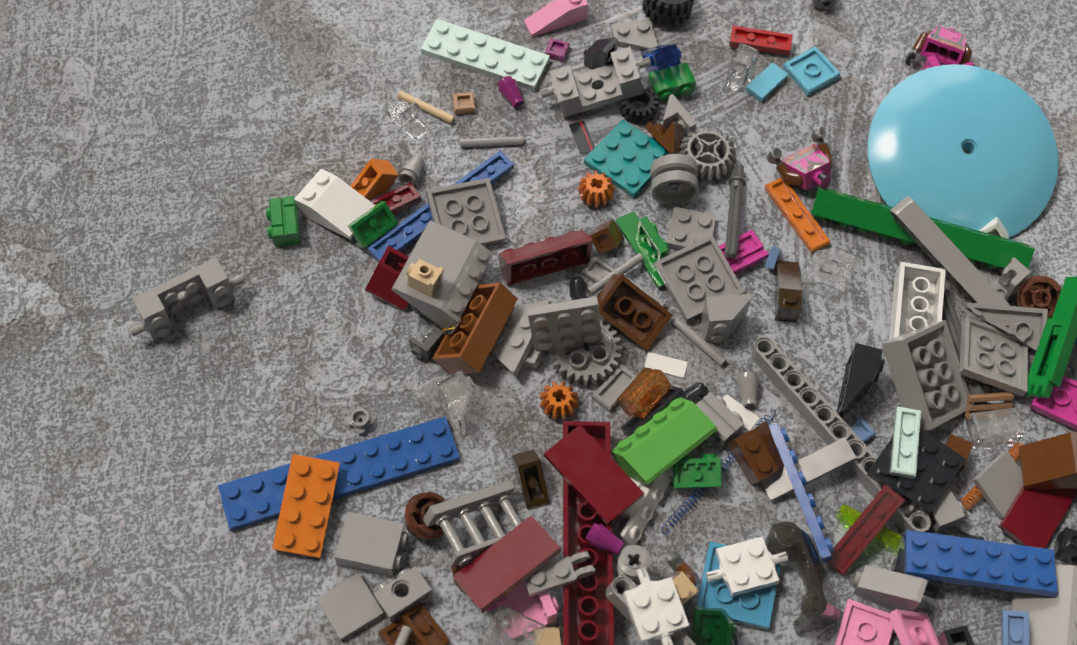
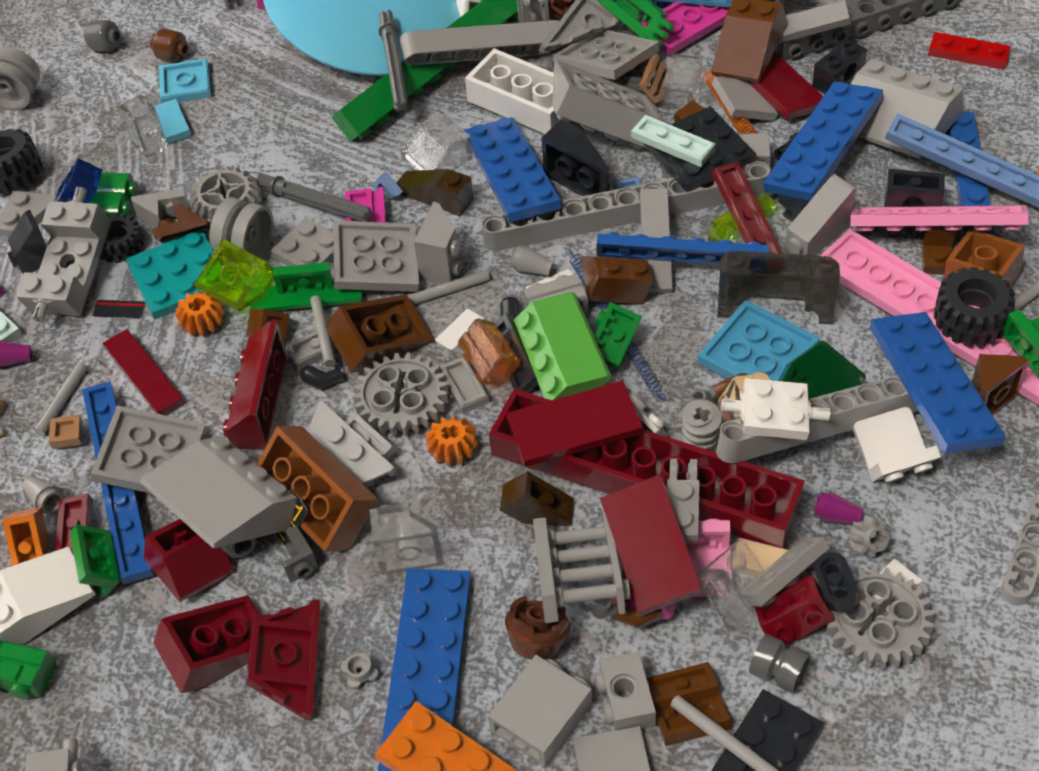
camera: 60 degrees left, 10 degrees down
(345, 324) = (206, 642): none -> dark red slope
(350, 370) = (285, 657): none -> dark red wing
(424, 277) = (223, 499): tan brick -> none
(465, 158) = (65, 431): none -> medium nougat plate
(533, 180) = (143, 373): none -> dark red tile
(565, 323) = (373, 377): light grey plate -> none
(602, 538) = (660, 438): magenta cone -> none
(629, 196) = (235, 276): none -> clear neon green slope
(746, 566) = (744, 329): white plate -> none
(761, 40) = (108, 113): red plate -> none
(797, 215) = (348, 152): orange tile -> none
(806, 167) = (300, 116): torso -> none
(830, 335) = (512, 170): none -> blue plate
(838, 42) = (169, 45): none -> reddish brown head
(915, 185) = (388, 31): none -> dark grey axle

